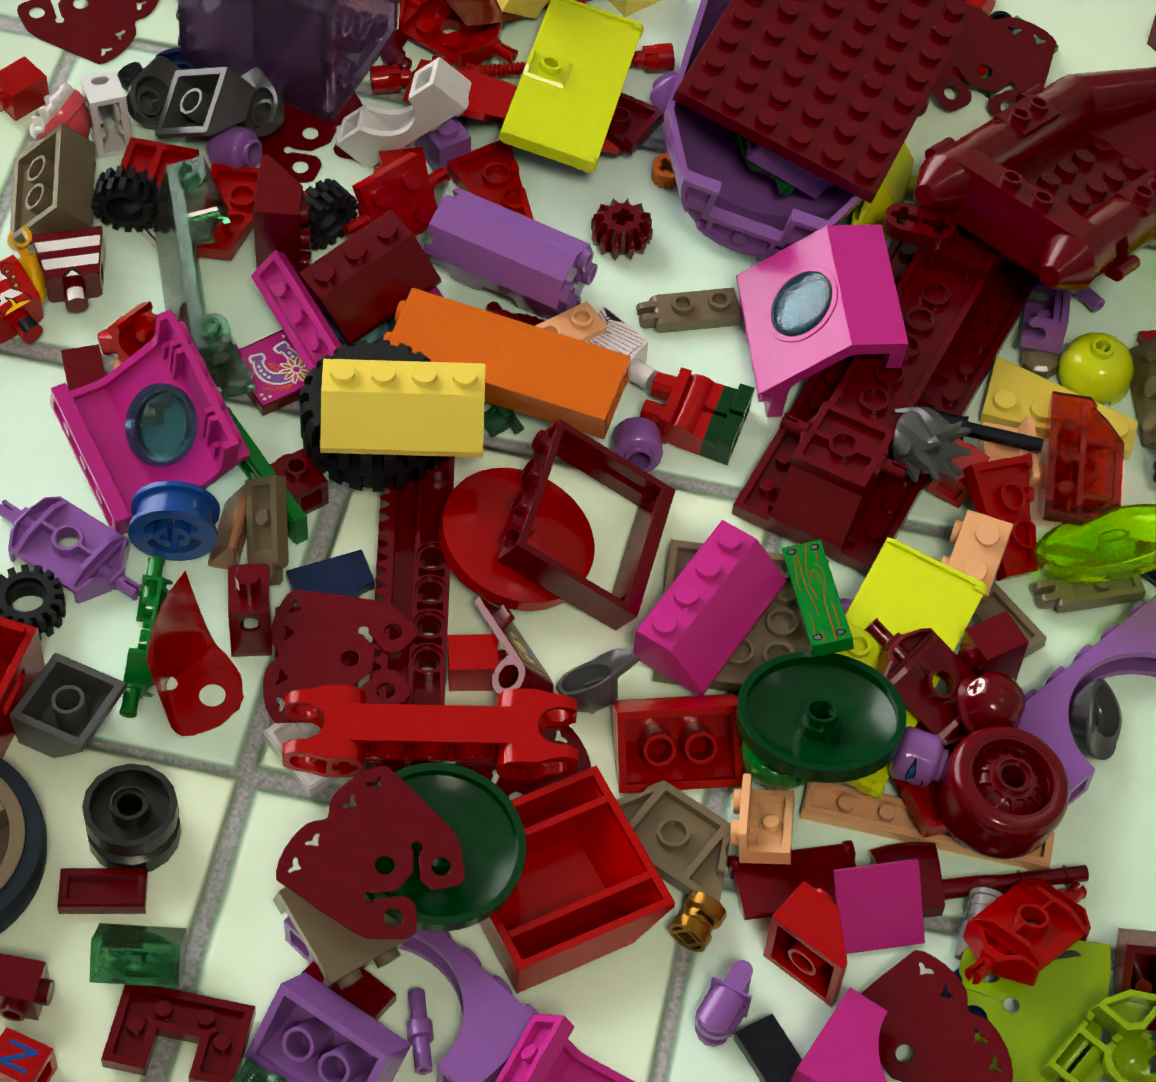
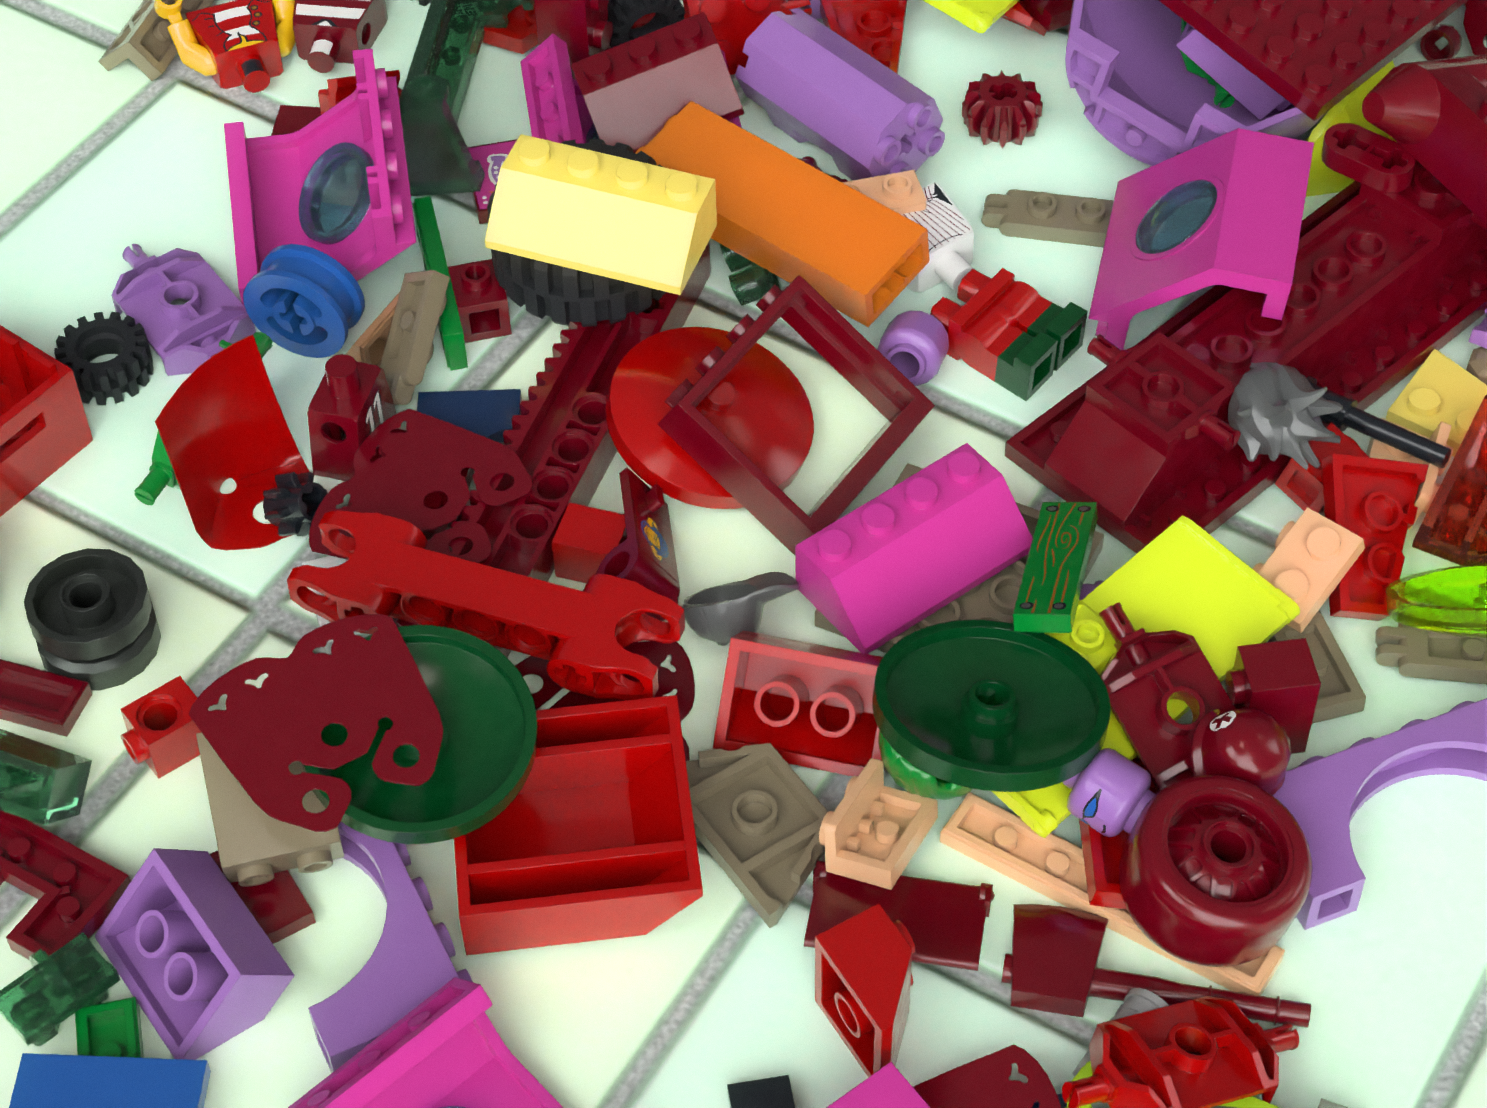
camera: 25 degrees right, 5 degrees down
(65, 707) = (72, 469): dark grey slope -> none
(231, 871) = (161, 728): none -> red brick
(239, 687) = (293, 503): none -> black gear
(420, 1031) = (321, 965): medium lavender bar -> none
(700, 917) = (737, 929): pearl gold wheel -> none
(724, 1005) = (728, 1043): medium lavender arm -> none
(880, 905) = (989, 975): dark pink piece -> none
(1096, 718) = (1399, 816): dark grey piece -> none

